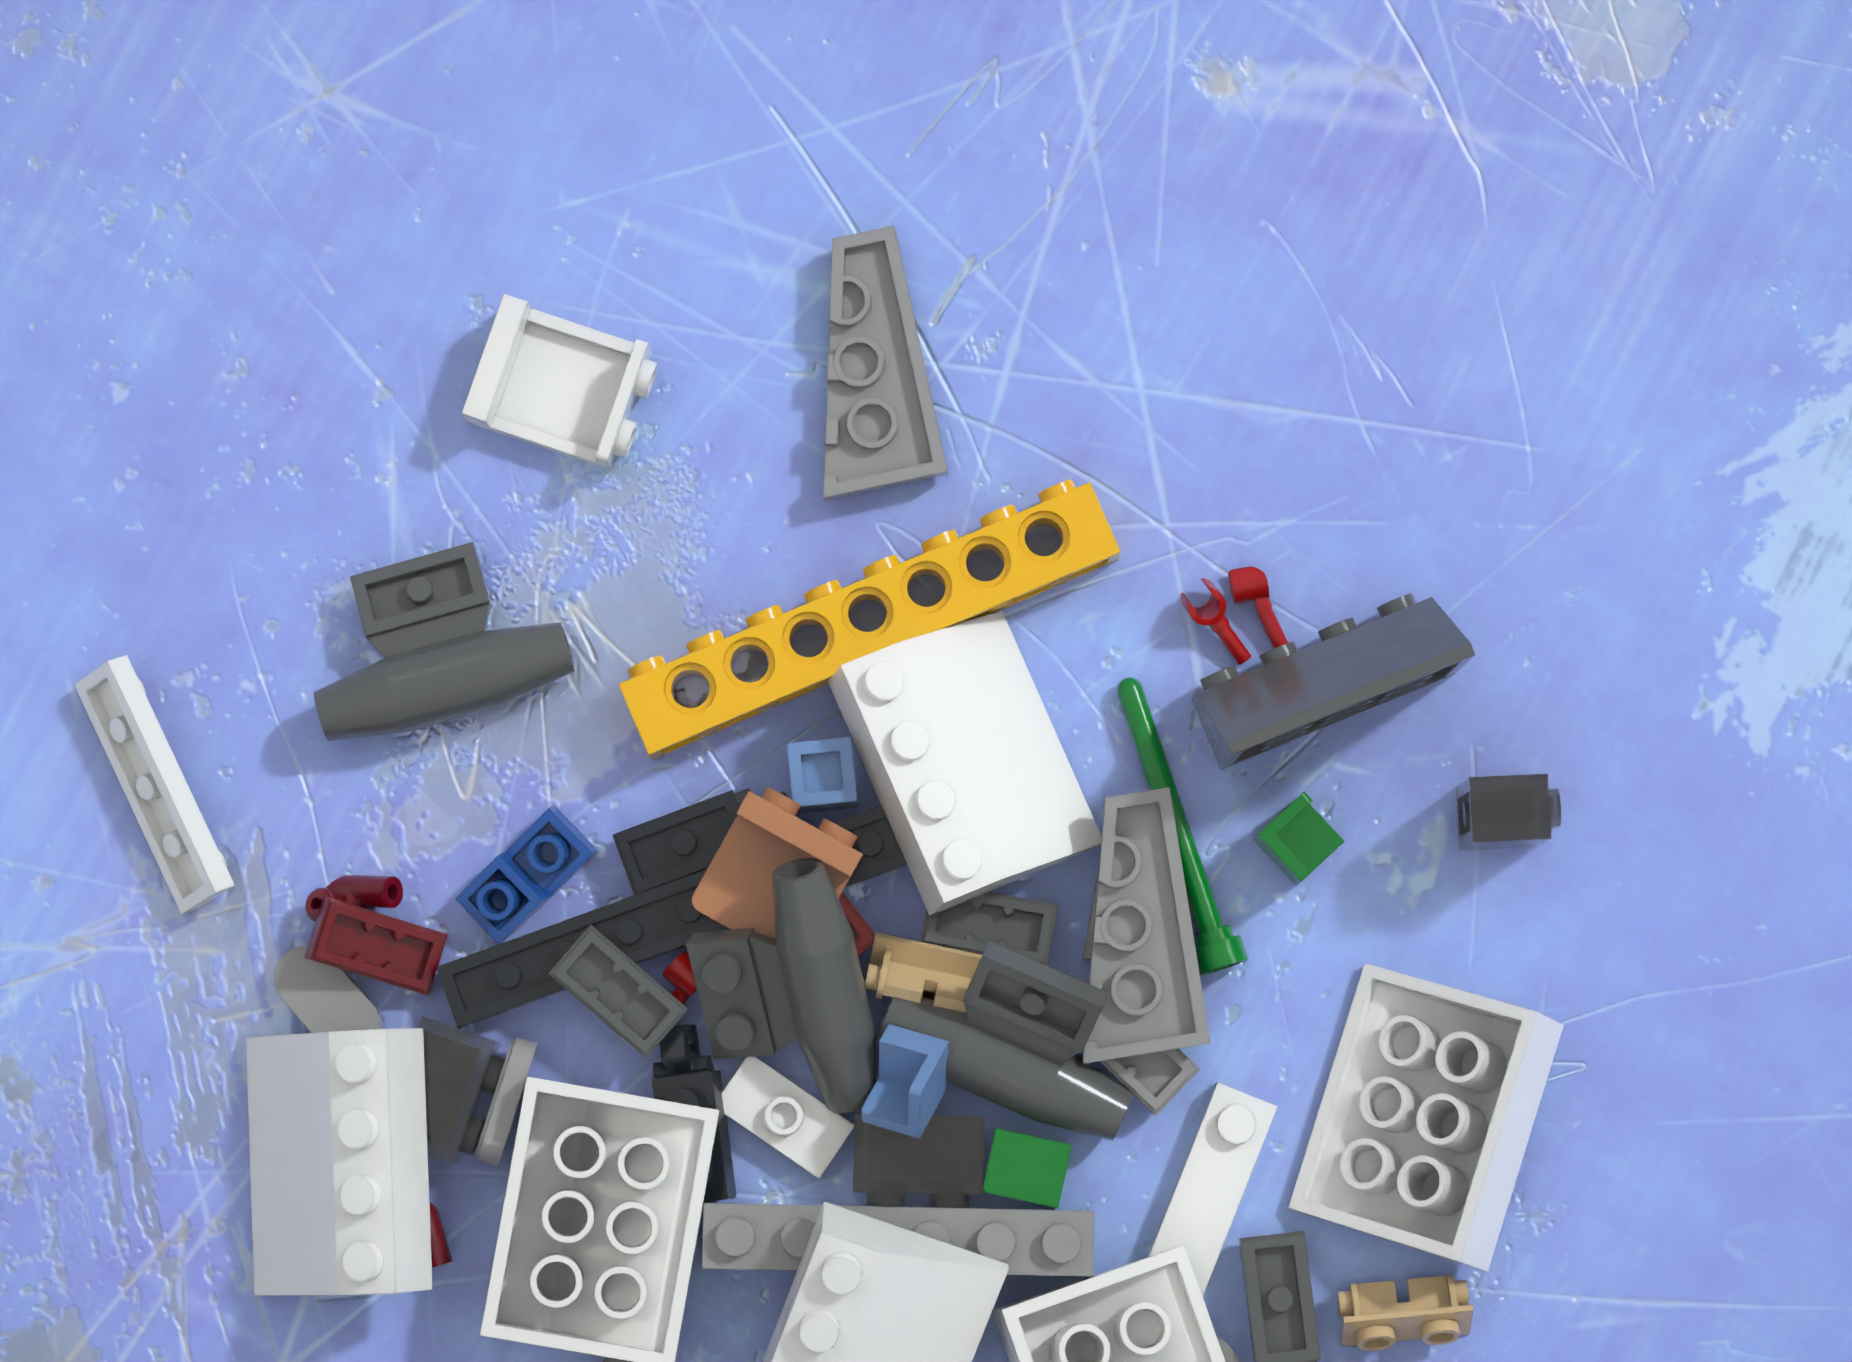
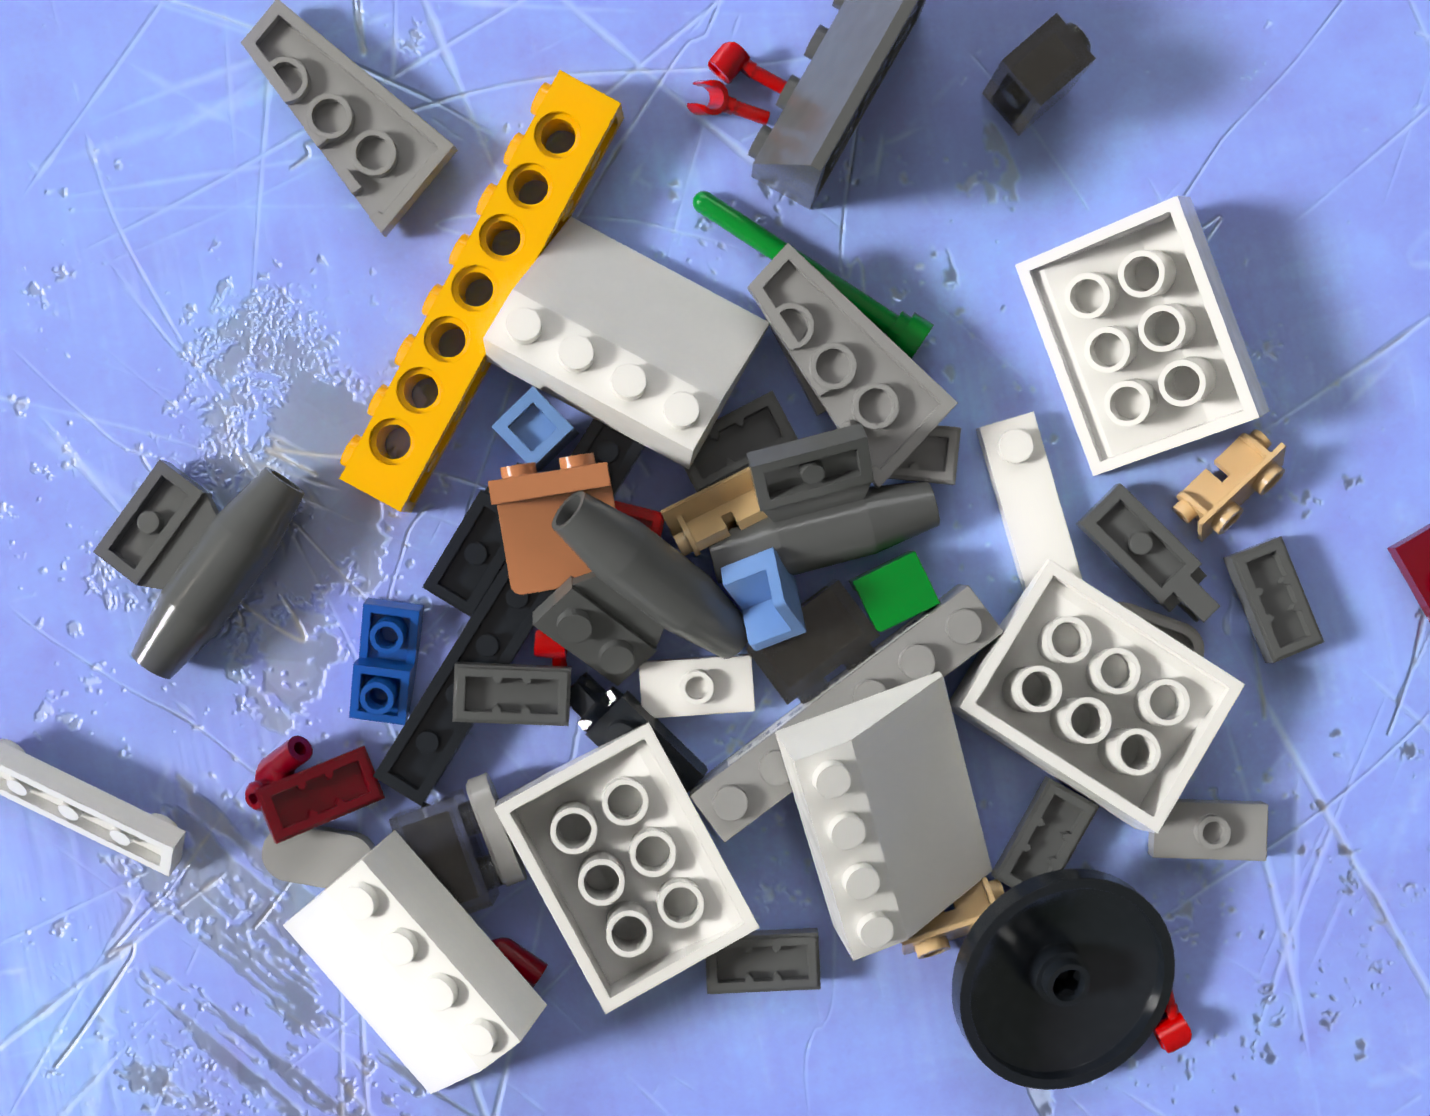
camera: 35 degrees left, 5 degrees up
(559, 384) = (130, 301): white panel -> none
(1298, 839) = (903, 213): green panel -> none

